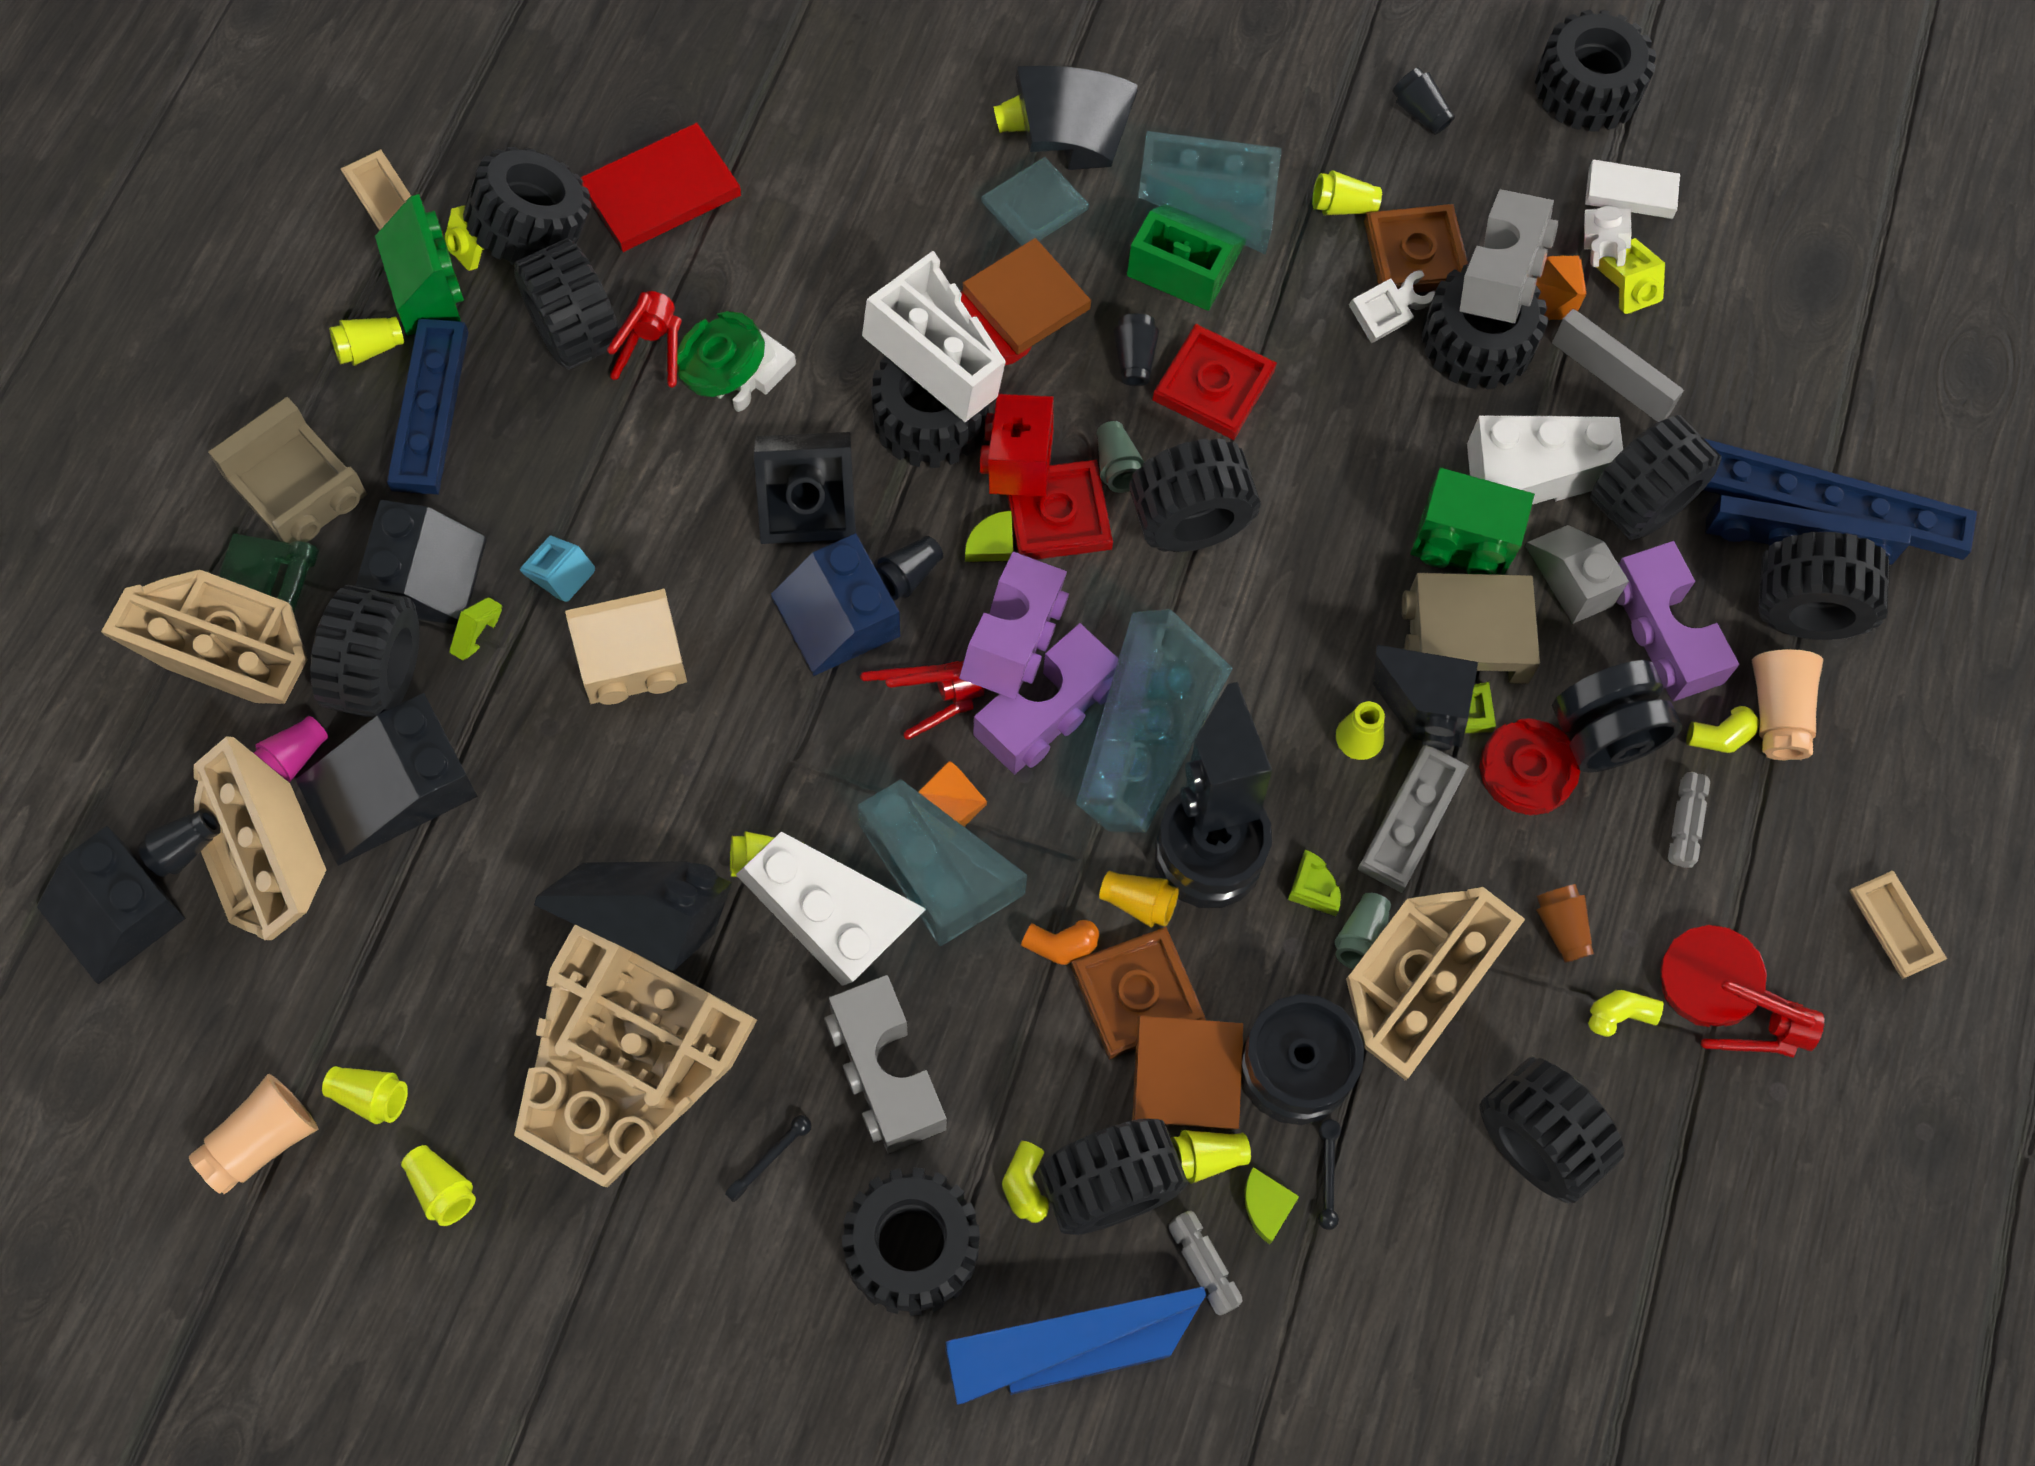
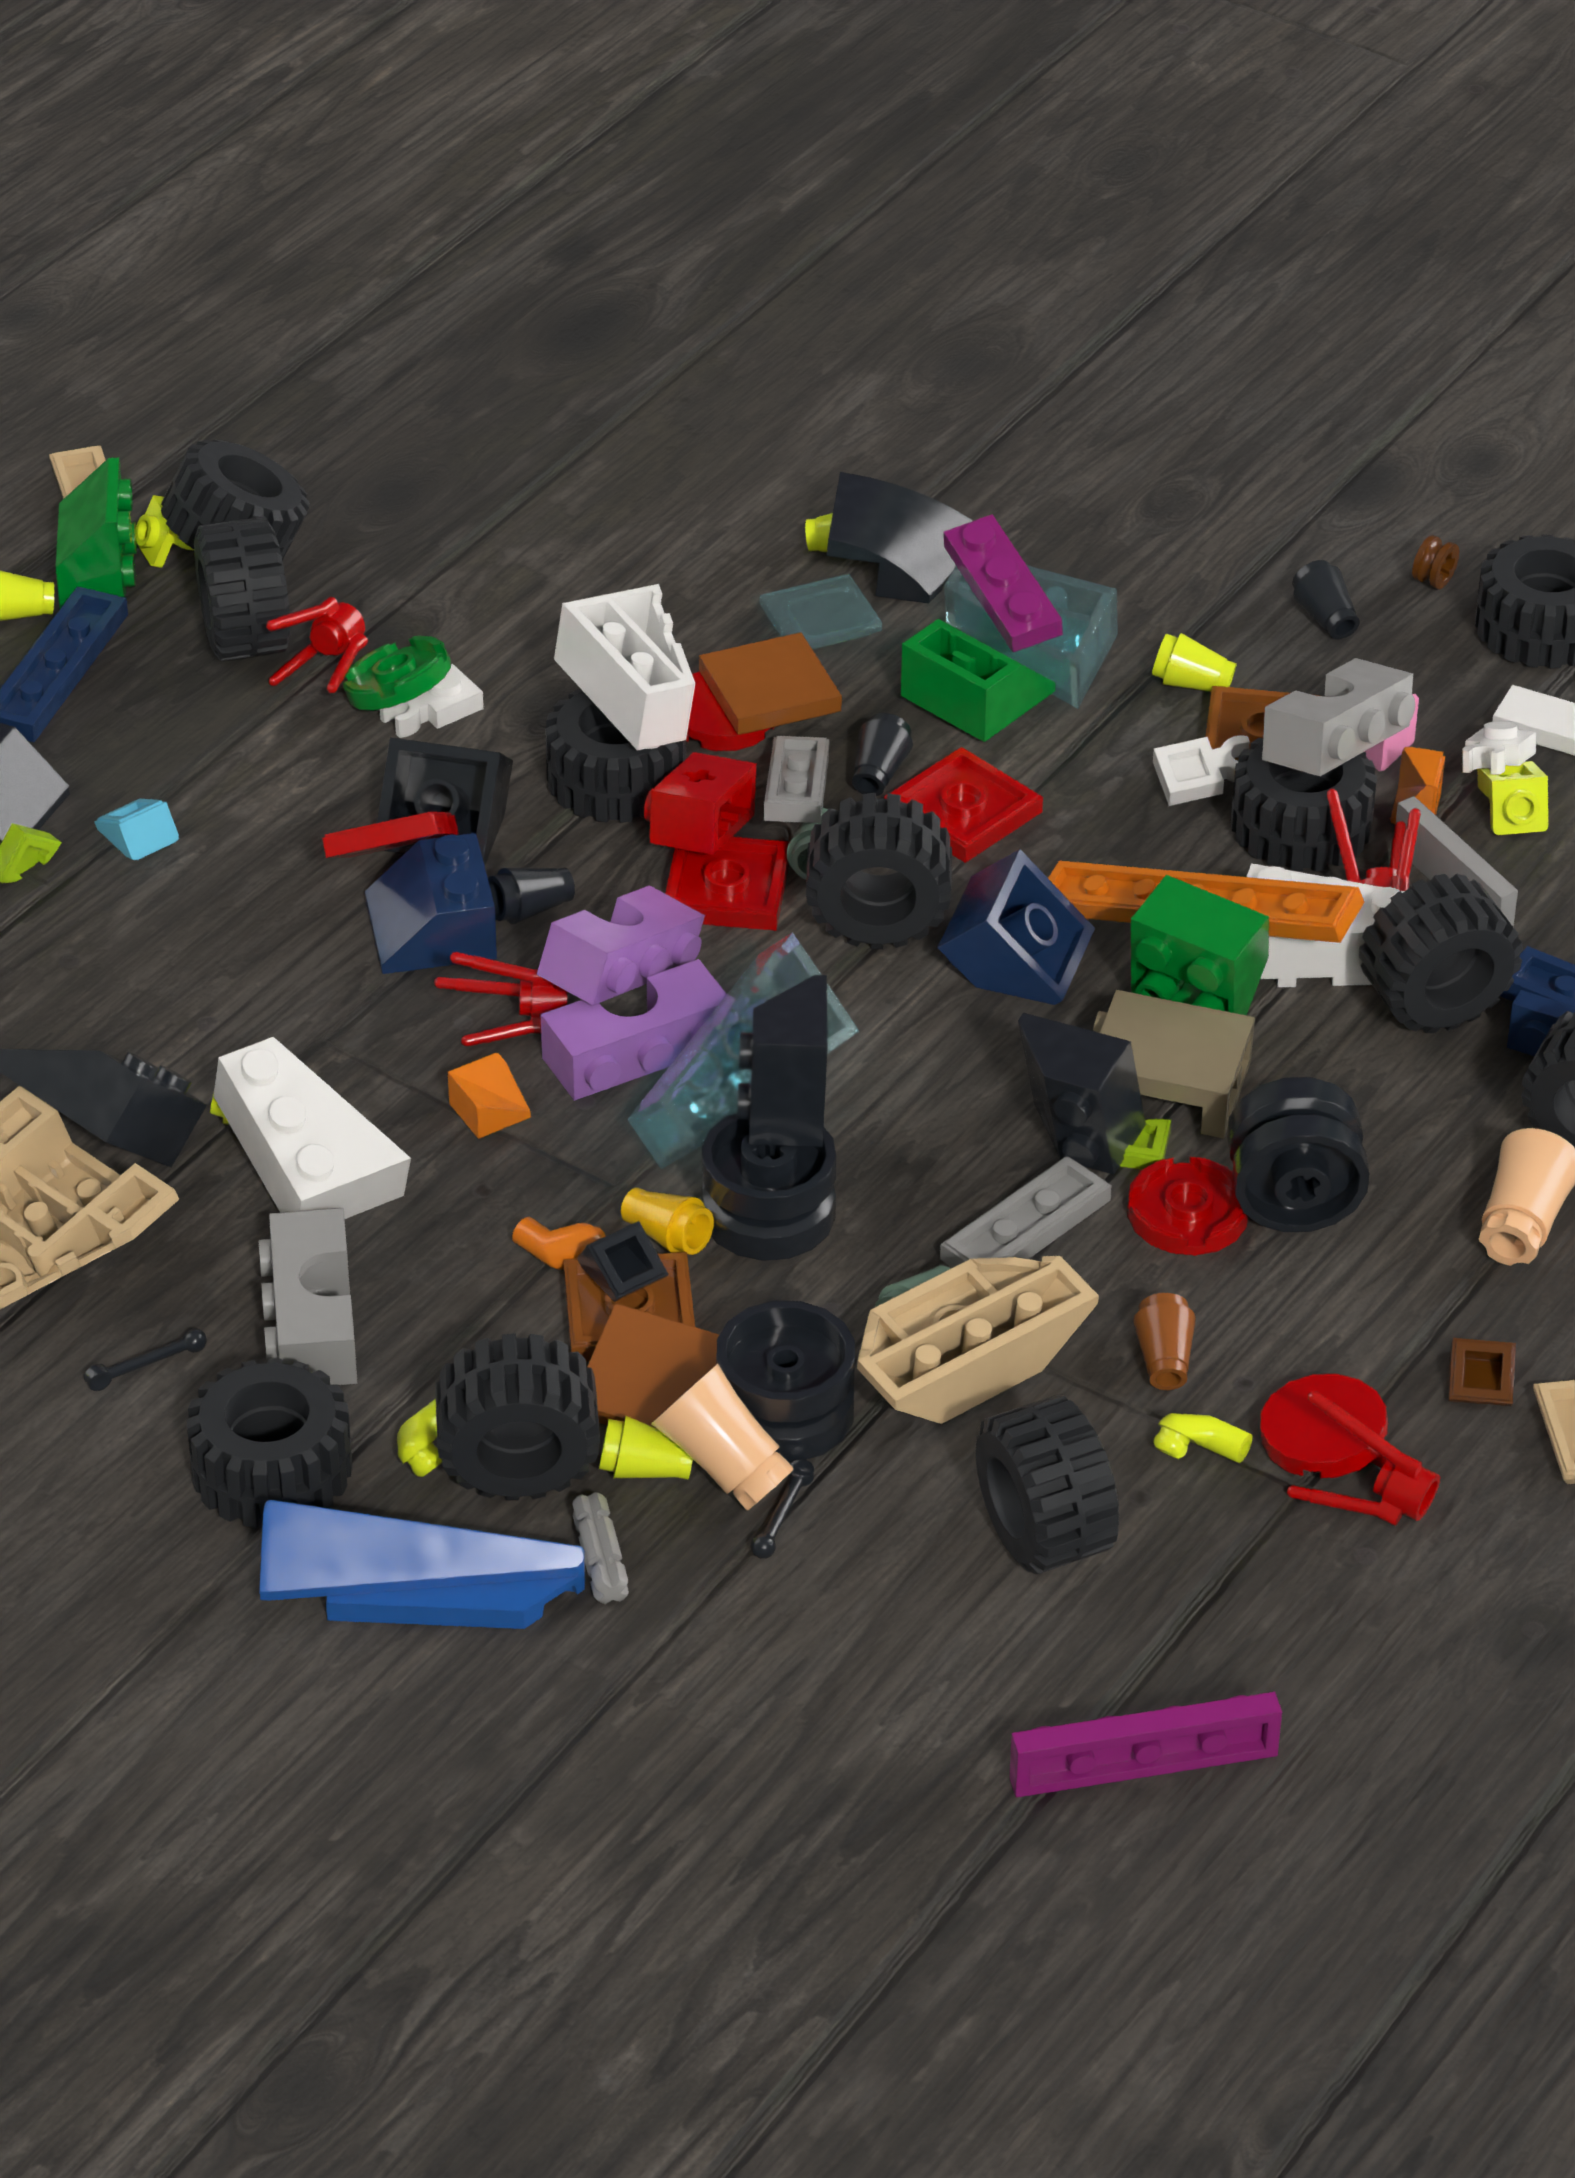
camera: 20 degrees right, 25 degrees down
(626, 647) = (180, 885): tan slope -> none
(660, 187) = (396, 530): red tile -> none
(783, 548) = (389, 834): none -> red tile
(938, 861) = (459, 1145): clear light blue wedge -> none
(991, 539) = (633, 880): lime tile -> none
(1083, 396) = (796, 779): none -> light grey tile
(1124, 959) = (623, 1262): none -> black slope
(1191, 163) = (1003, 583): none -> magenta plate
(1267, 1204) = (698, 1515): lime tile -> none
(1271, 1137) = (725, 1439): none -> light nougat plant
(1308, 518) = (1016, 932): none -> dark blue slope
(1315, 885) = (878, 1256): lime tile -> none
(1362, 731) = (993, 1125): neon yellow cone -> none
(1415, 463) = (1293, 907): none -> orange tile
(1493, 42) = (1435, 562): none -> reddish brown bush
(1573, 401) = (1401, 852): none -> red plant
(1578, 571) = (1325, 1041): light grey slope -> none
(1675, 1364) = (1145, 1744): none -> magenta plate
(1683, 656) = (1421, 1129): medium lavender arch -> none
(1689, 820) = (1361, 1287): light grey axle -> none
(1728, 735) = (1443, 1221): neon yellow arm -> none
(1804, 882) = (1481, 1371): none -> reddish brown slope

